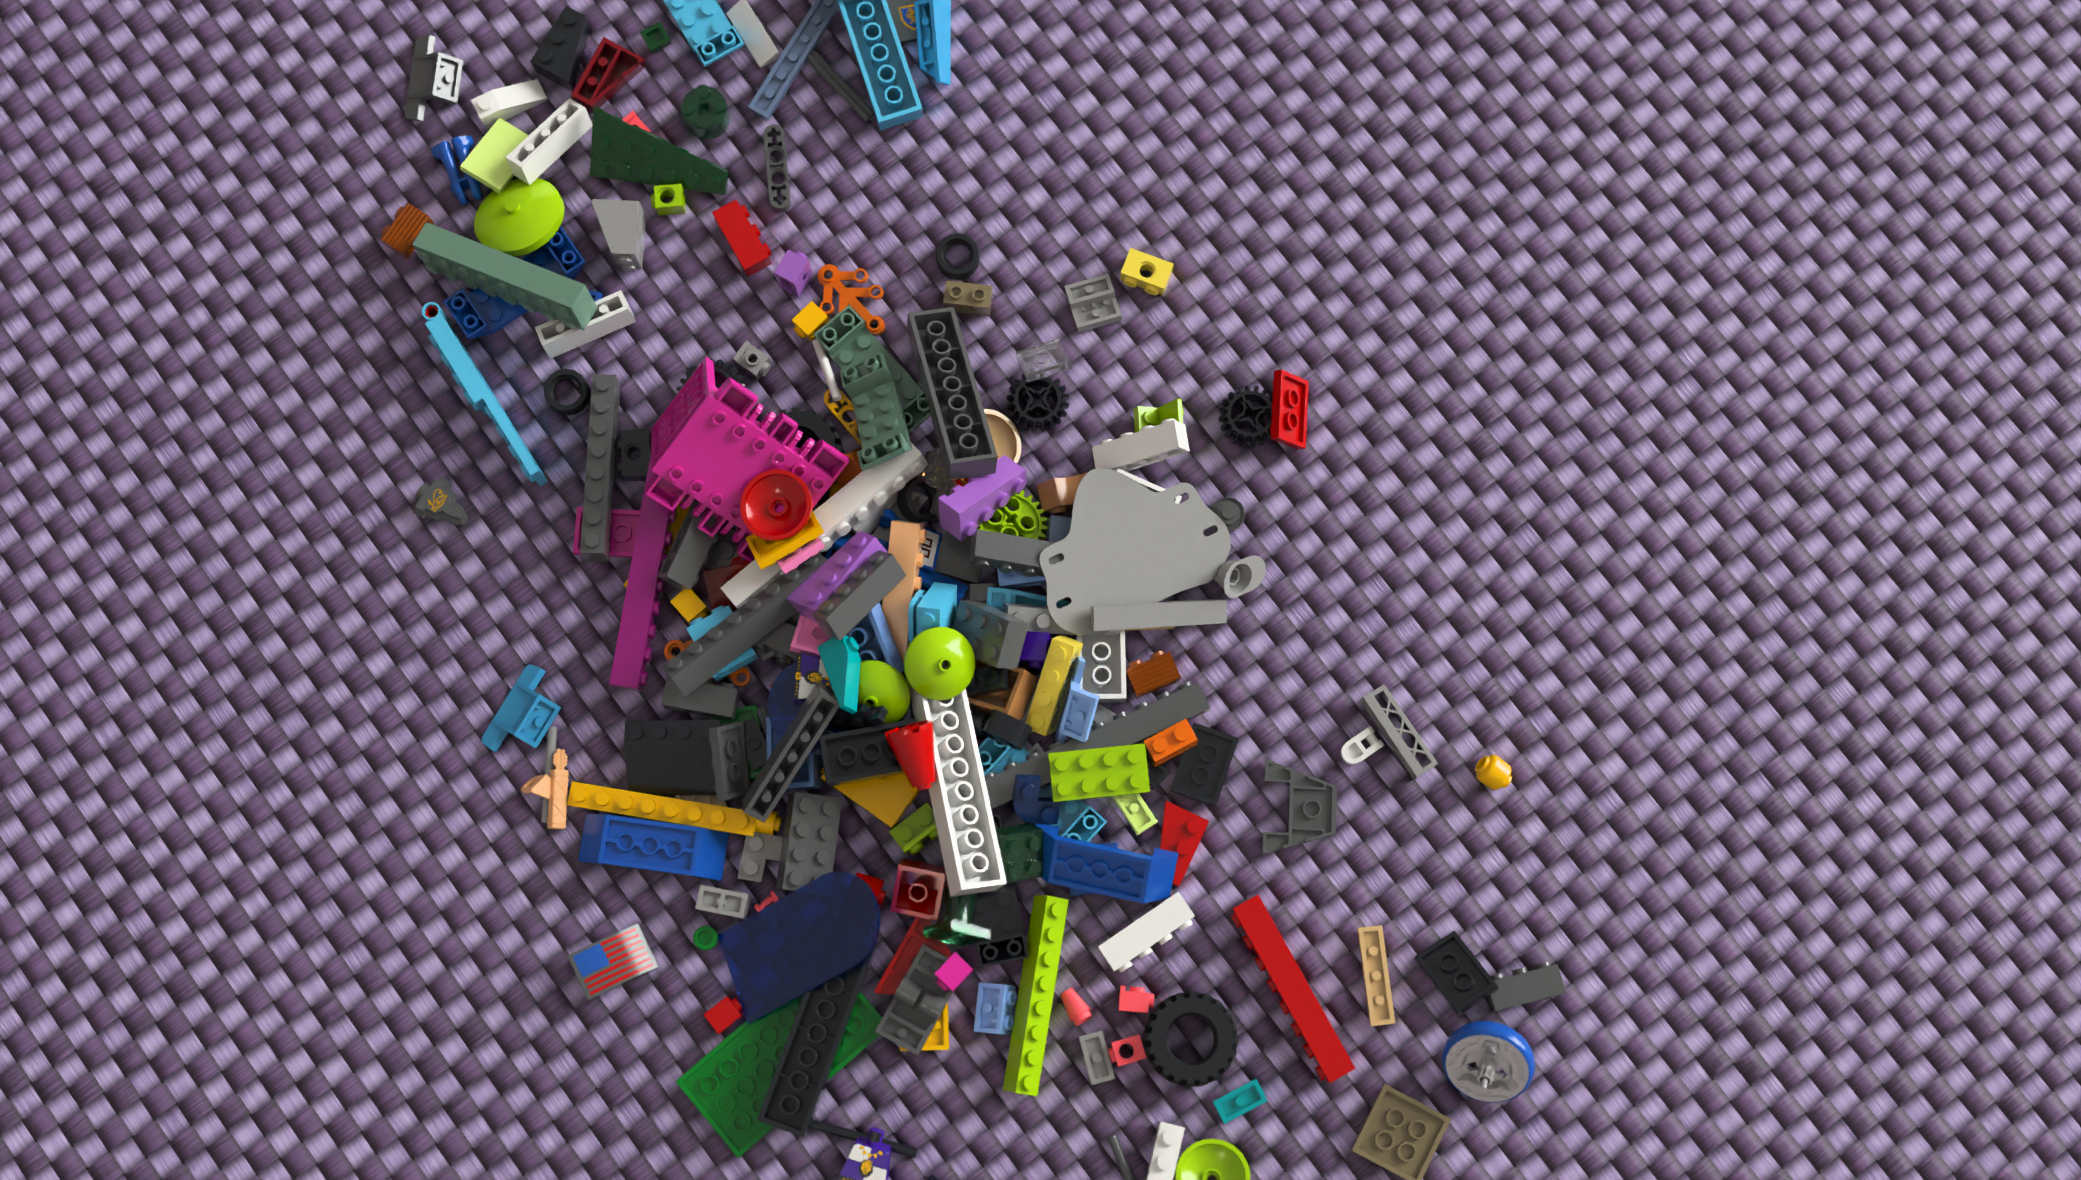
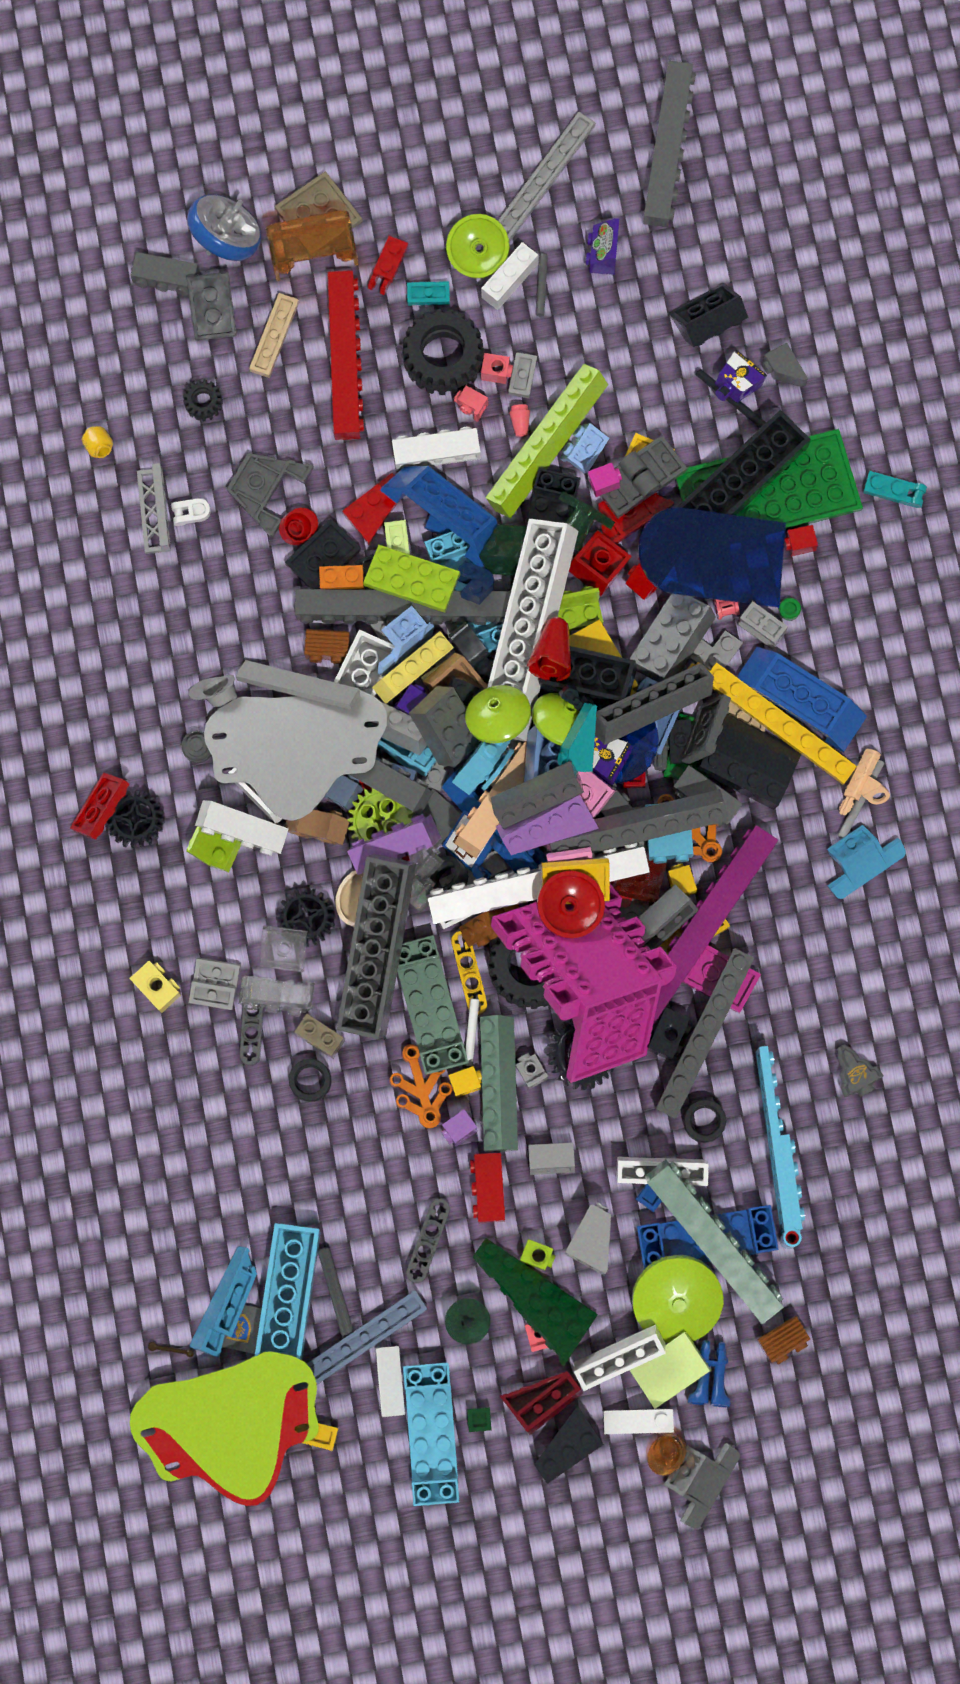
camera: 150 degrees left, 0 degrees up
(470, 83) = (666, 1454): none -> clear orange hat
(613, 961) = (872, 622): slope -> none
(653, 1120) = (894, 489): none -> teal plate
(696, 290) = (551, 1158): none -> light grey hinge
(777, 332) = (499, 1083): none -> sand green brick
(876, 411) = (448, 956): sand green slope -> none
(1026, 312) = (276, 995): none -> clear wedge
(1040, 284) = (247, 1022): none -> dark grey beam
(1244, 783) = (298, 526): none -> red hat
(1299, 1115) = (388, 263): none -> red hinge
(1386, 1087) = (311, 239): none -> clear orange windscreen
(1424, 862) = (203, 412): none -> black tyre

